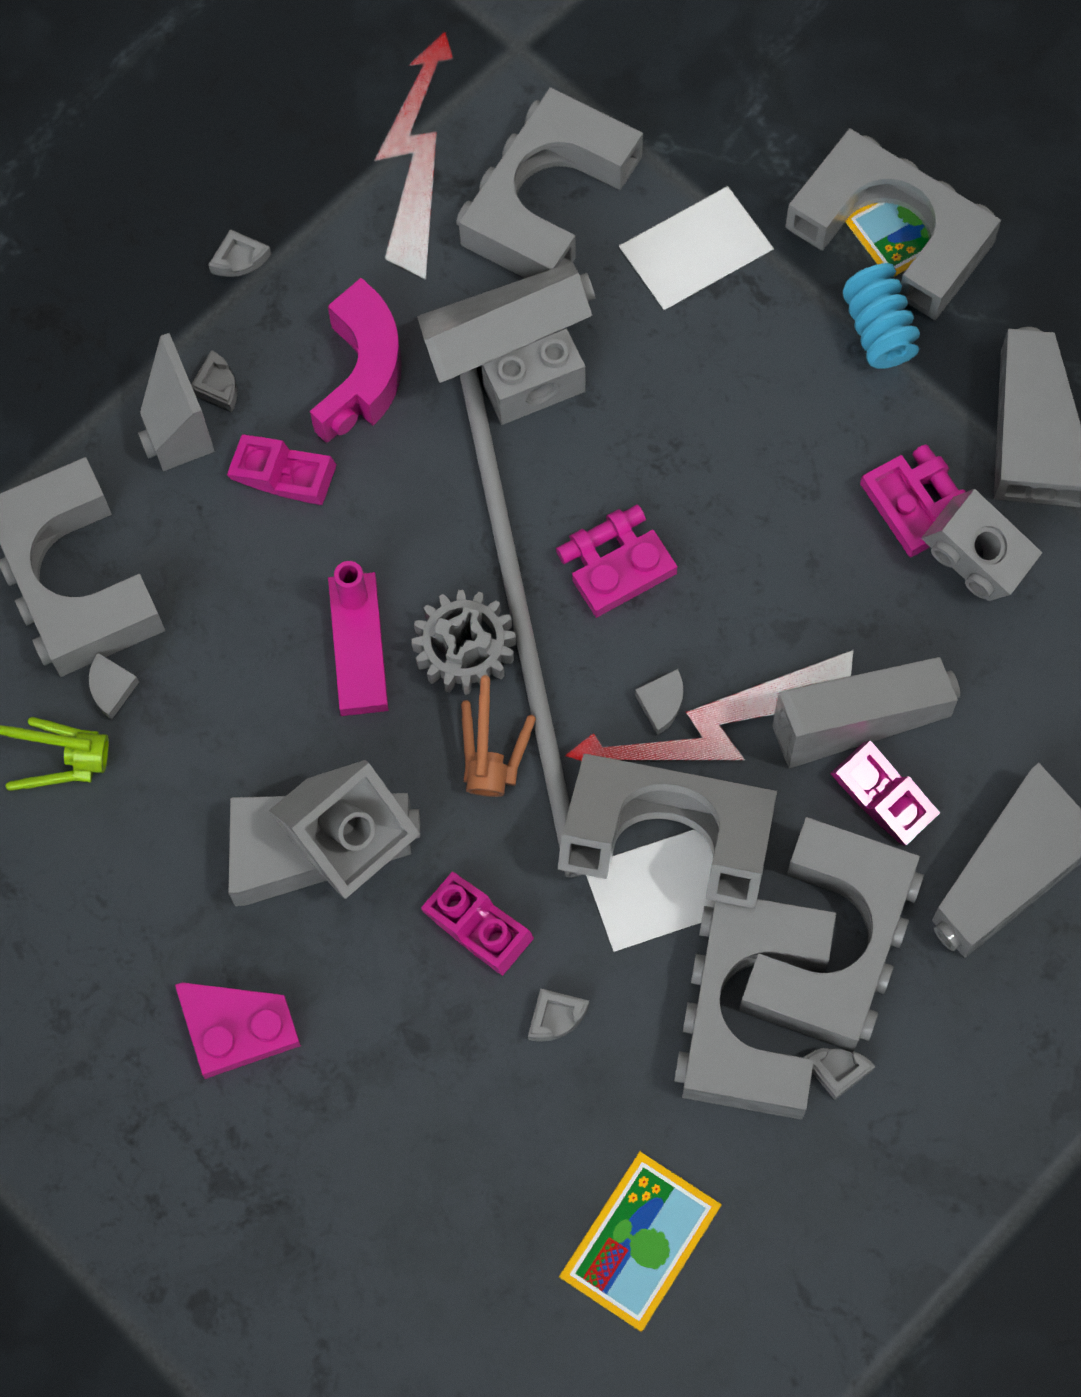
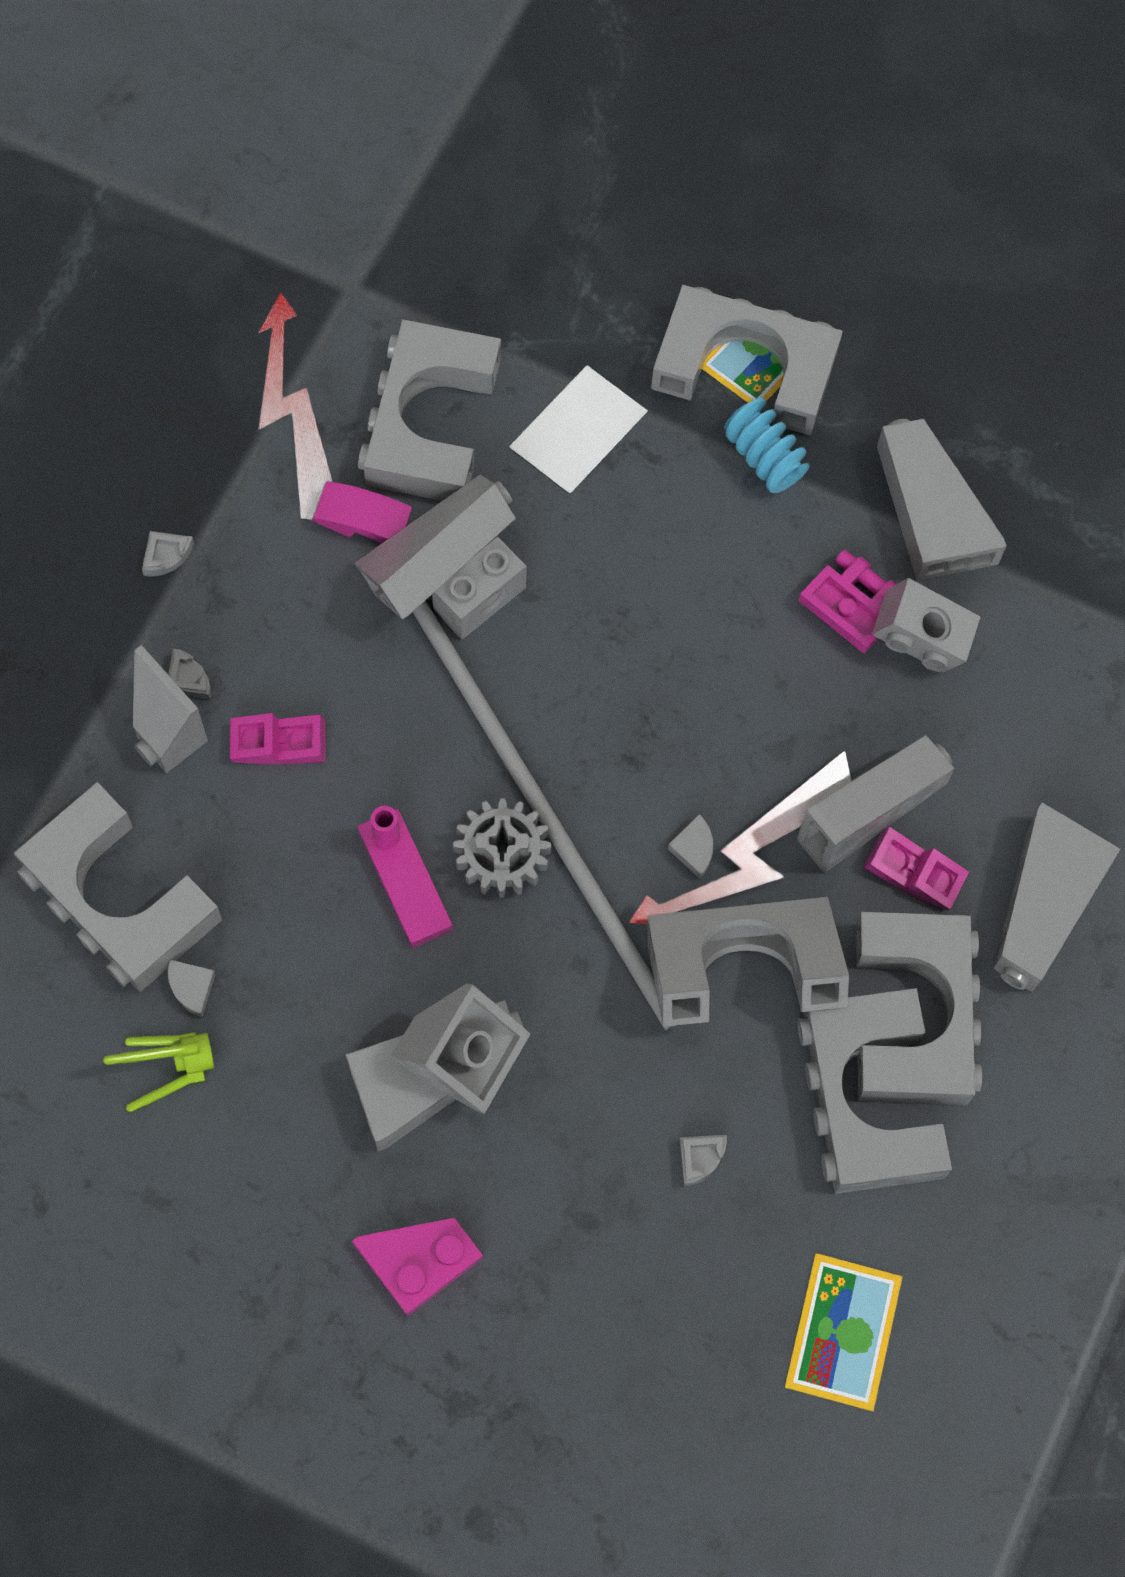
camera: 25 degrees left, 0 degrees up
(370, 329) = (318, 590): dark pink arch -> none
(443, 267) = (360, 511): none -> dark pink slope
(477, 923) = (602, 1098): dark pink slope -> none
(484, 769) = (565, 959): nougat plant -> none
(623, 572) = (619, 742): dark pink plate -> none
(654, 889) = (749, 1016): white sticker -> none
(839, 1069) = (962, 1124): light grey tile -> none

